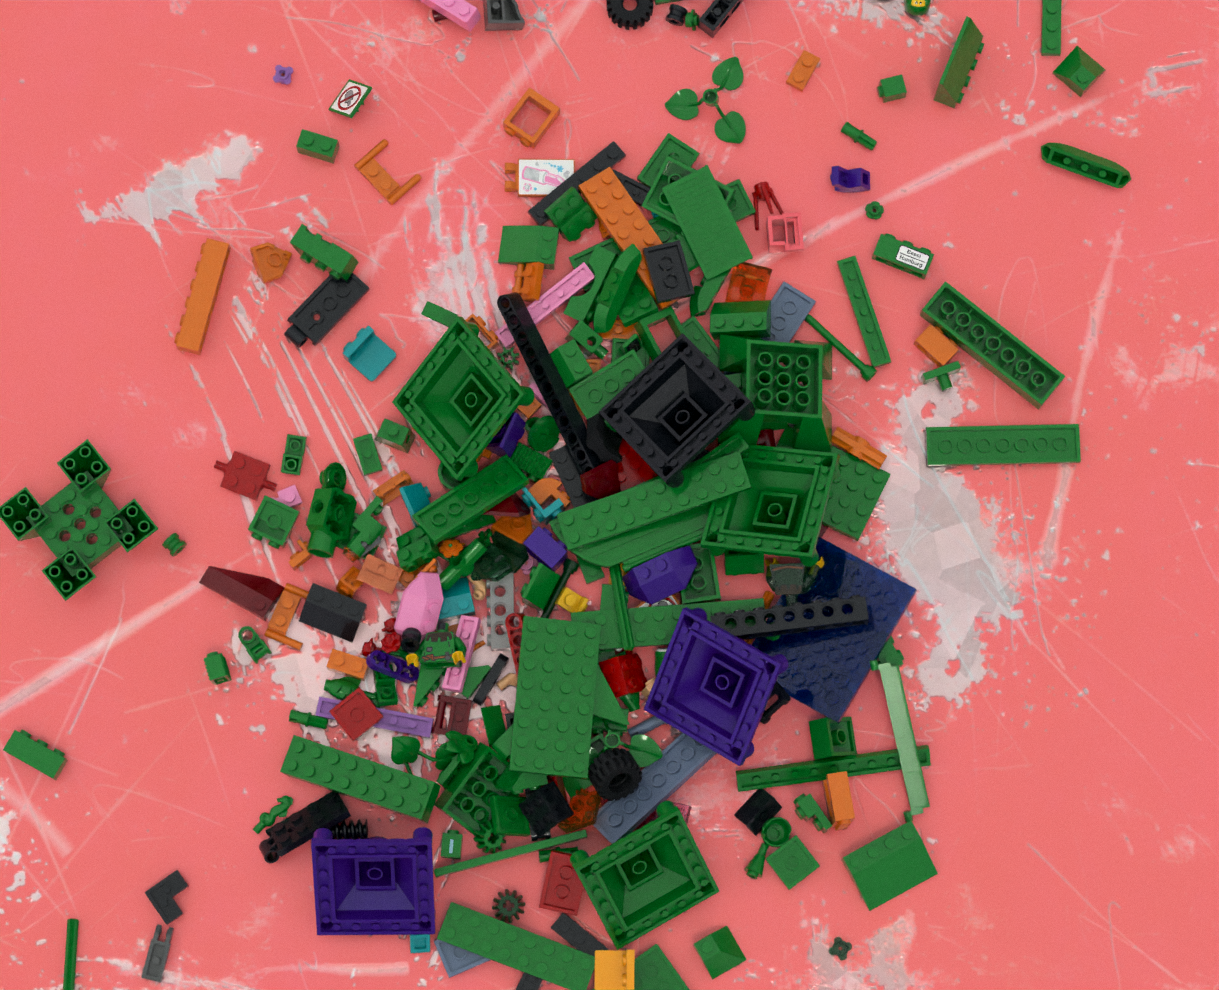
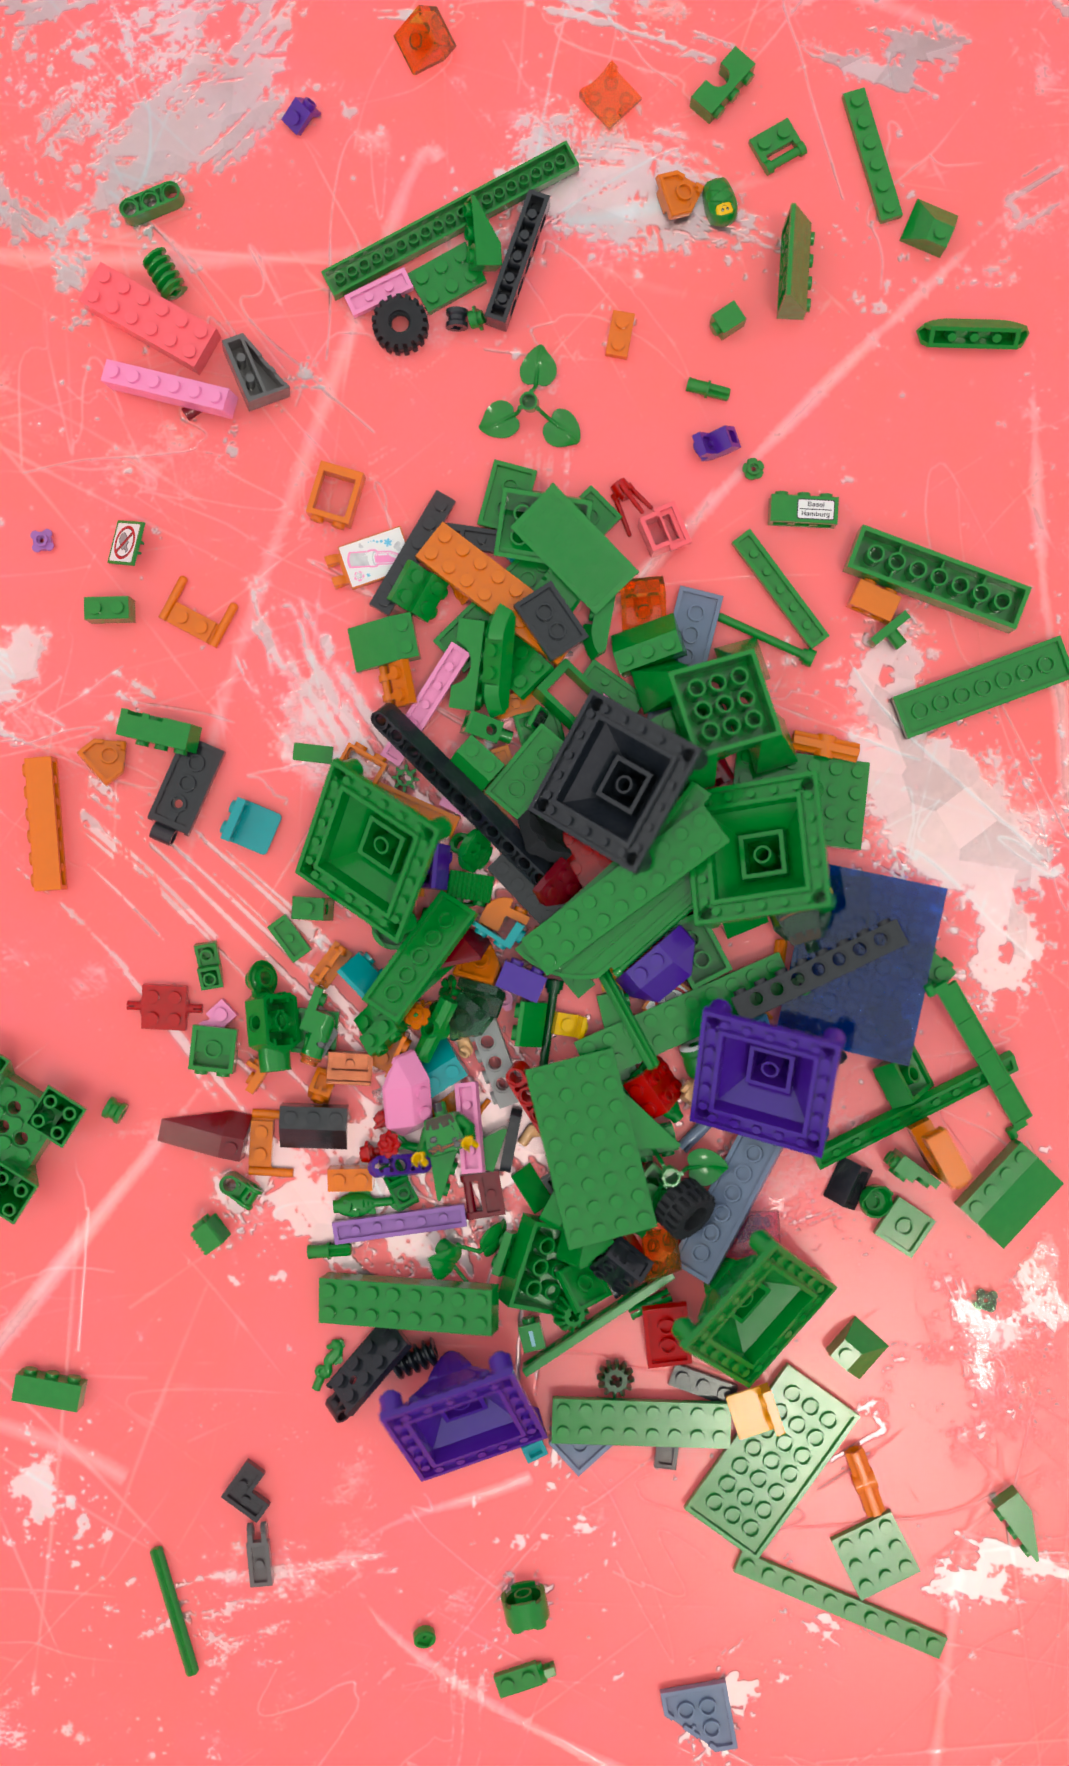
camera: 20 degrees left, 10 degrees up
(356, 714) = (379, 1229): red tile -> none
(410, 640) = (409, 1136): black wheel -> none
(462, 745) = (503, 1228): green plate -> none
(755, 866) = (866, 1242): green cone -> none

